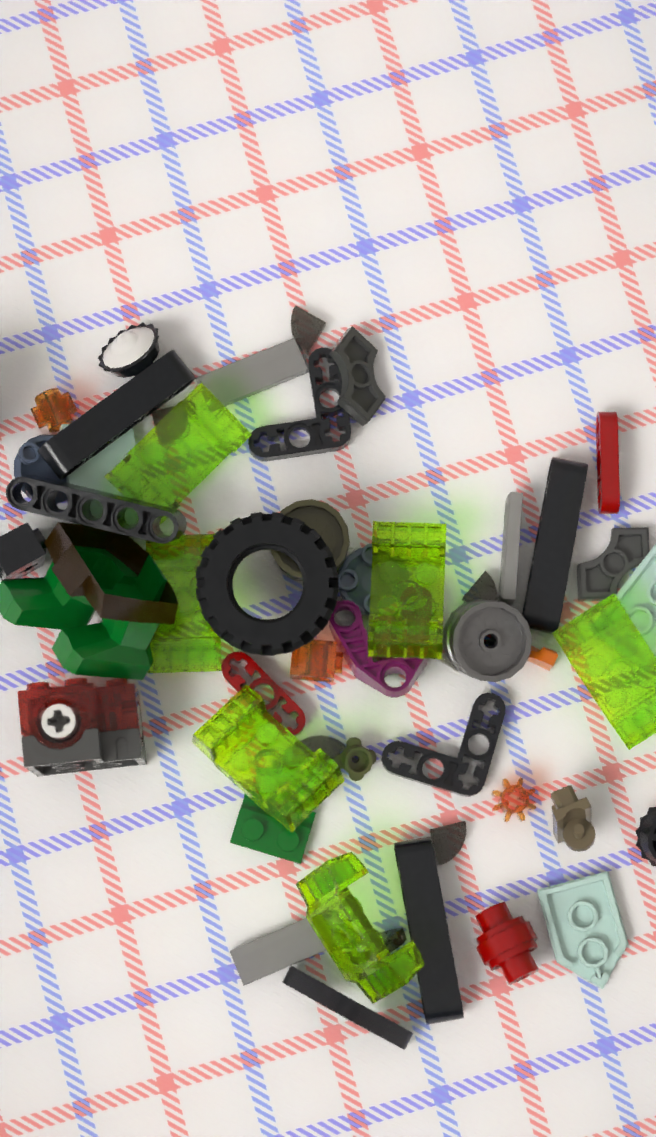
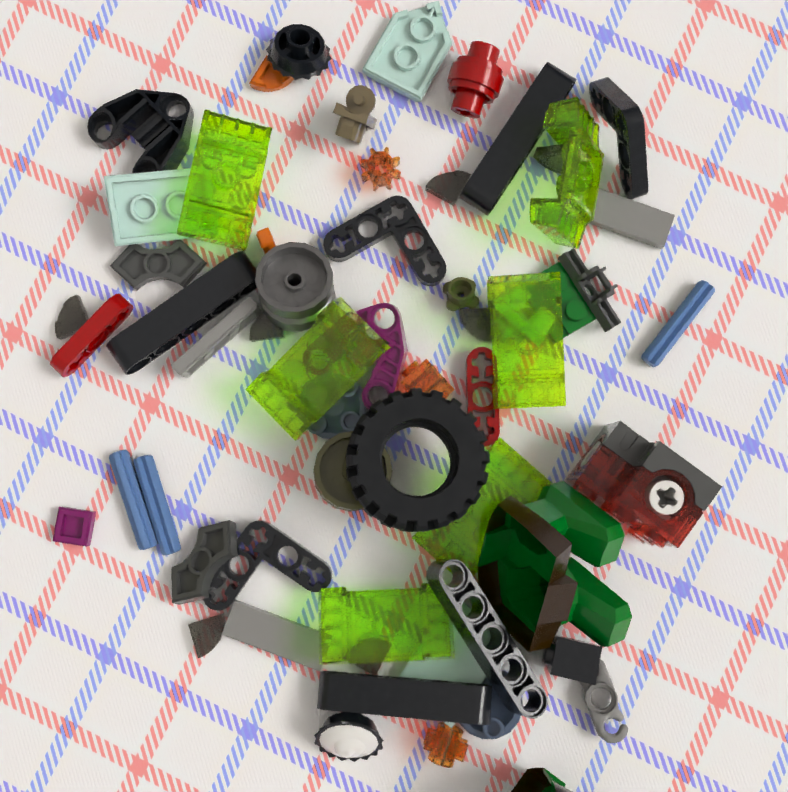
camera: 130 degrees left, 5 degrees up
(161, 898) = (678, 323): none -> medium blue axle
(270, 857) = (597, 303): none -> dark grey piece
(434, 385) = (157, 505): none -> medium blue axle
(455, 372) = (133, 499): none -> medium blue axle
(480, 314) = (74, 526): none -> magenta tile
(637, 462) = (70, 317): none -> clear smoke tile

